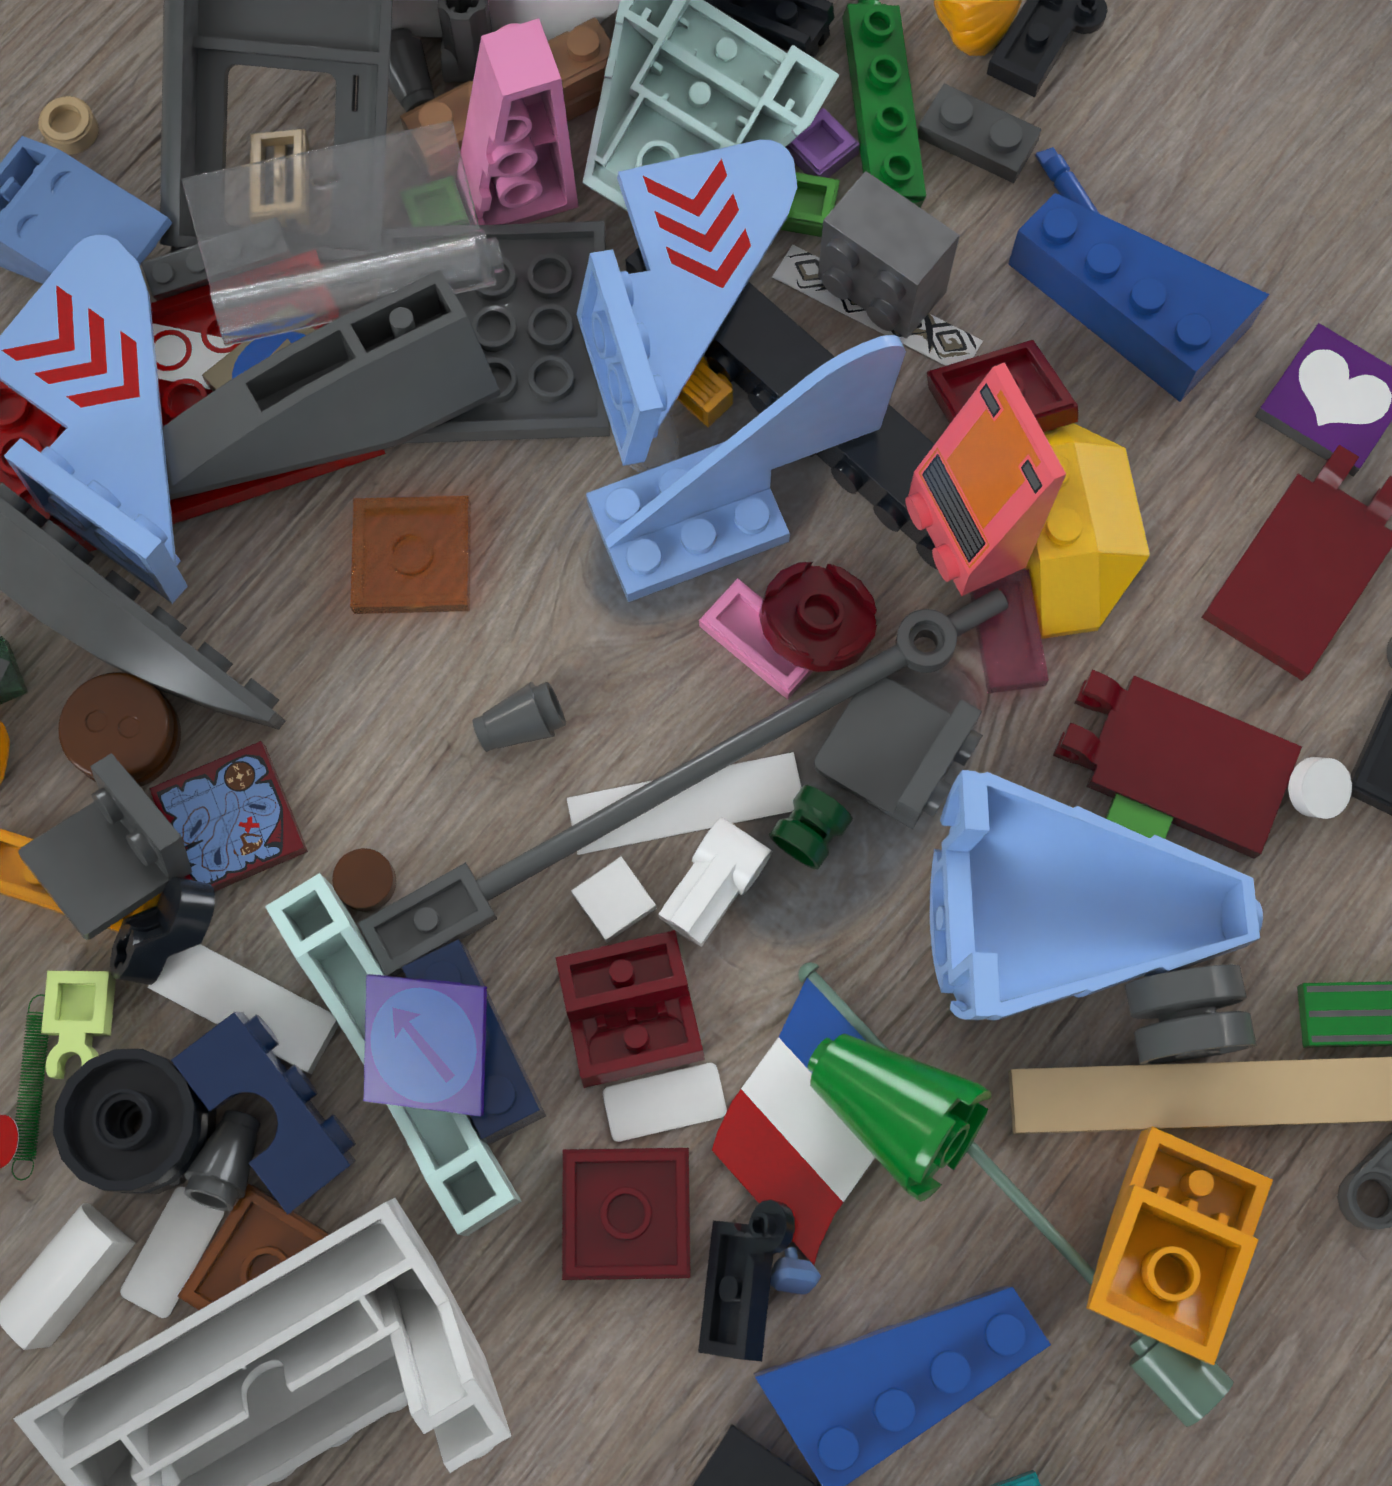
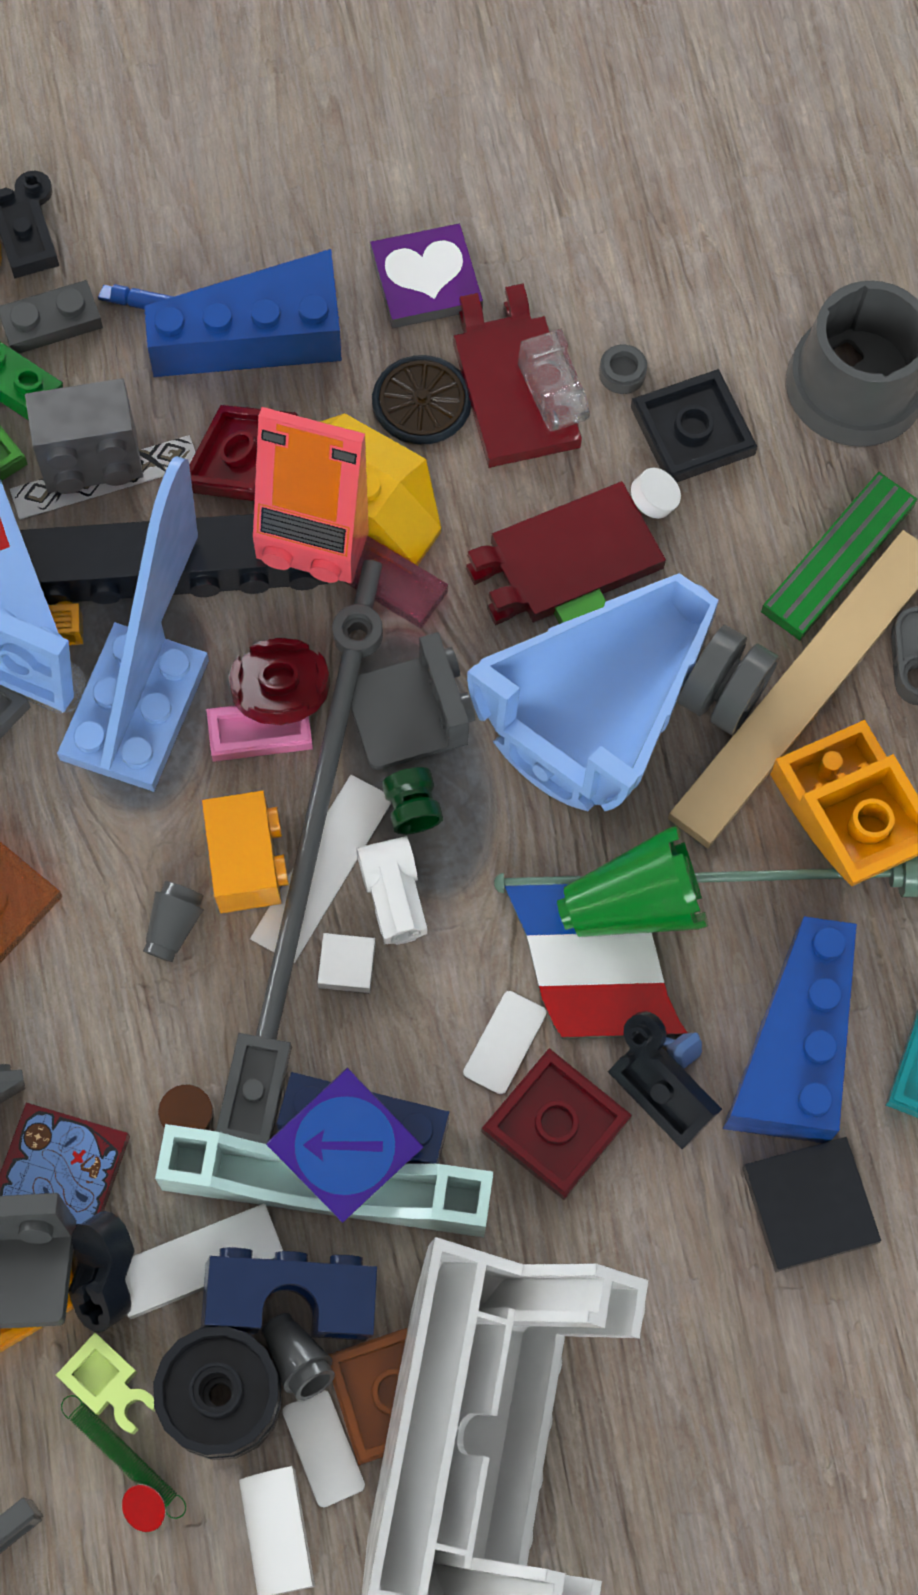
camera: 55 degrees left, 5 degrees down
(629, 1009) = (426, 1012): dark red slope -> none
(633, 723) = (243, 852): none -> light orange brick
(1209, 502) = (421, 399): none -> dark brown wheel
(1337, 598) = (553, 380): none -> clear leg

